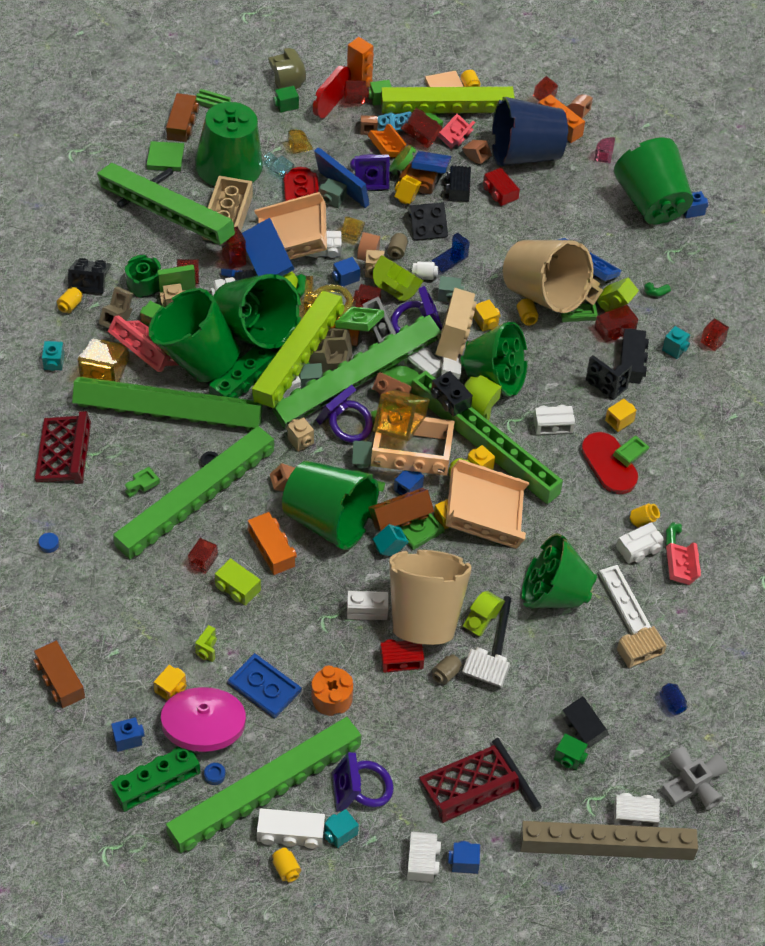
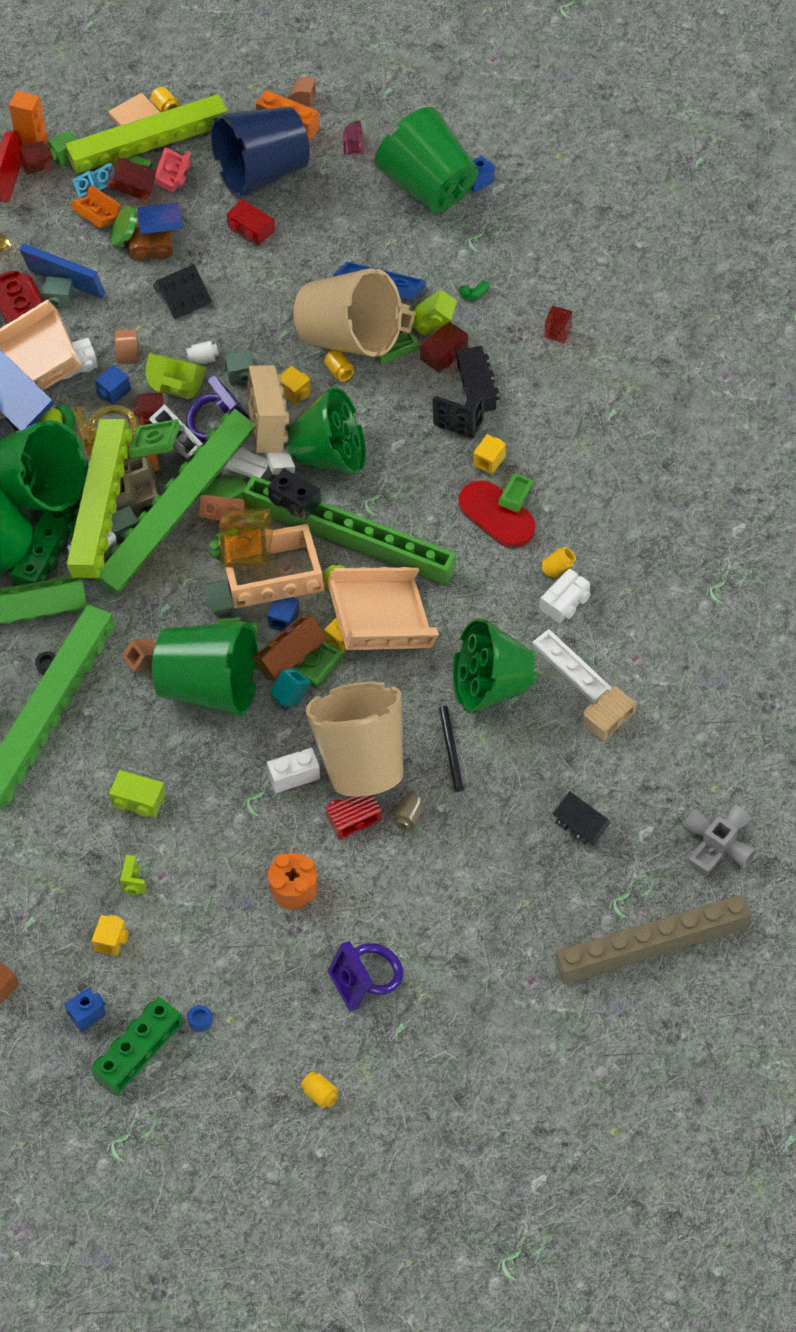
camera: 15 degrees left, 5 degrees up
(202, 555) = (85, 777): clear red brick -> none
(203, 719) = (163, 962): dark pink dish -> none
(263, 785) = (259, 1011): bright green brick -> none
(264, 685) = (214, 900): blue tile -> none
(272, 543) = (157, 735): orange brick -> none
(290, 828) = (308, 1048): white brick -> none
(300, 433) = (138, 597): tan brick -> none
(338, 407) = (169, 553): dark purple tile -> none
(340, 828) = (362, 1028): teal brick -> none
(352, 228) = (99, 329): clear yellow brick -> none
(368, 123) = (65, 193): nougat brick -> none
(372, 170) = (93, 249): dark purple tile -> none
(372, 257) = (138, 361): tan brick -> none
(397, 246) = (159, 333): dark tan brick -> none
(407, 189) = (144, 261): yellow brick -> none
(422, 857) = (462, 1027): white brick -> none
(454, 255) = (228, 324): clear blue bracket -> none
(459, 183) = (200, 233): black brick -> none
(465, 857) = (508, 1012): blue brick -> none
(477, 151) = (206, 186): nougat brick -> none
(477, 794) = (497, 938): dark red fence -> none
(482, 457) = (354, 557): yellow brick -> none
(482, 611) = (423, 734): lime brick -> none
(484, 394) = (331, 481): lime brick -> none
(486, 667) = (451, 795): white brick -> none
(522, 782) = (527, 901): black bar -> none
(545, 88) = (256, 85): clear red brick -> none
(554, 420) = (417, 484): white brick -> none
(571, 752) = (578, 857): green brick -> none
(636, 810) = (670, 897): white brick -> none
(671, 532) = (593, 572): green arm -> none
(673, 698) = (665, 759): clear blue brick -> none
(676, 342) = (519, 347): teal brick -> none
(683, 563) = (620, 602): coral bracket -> none

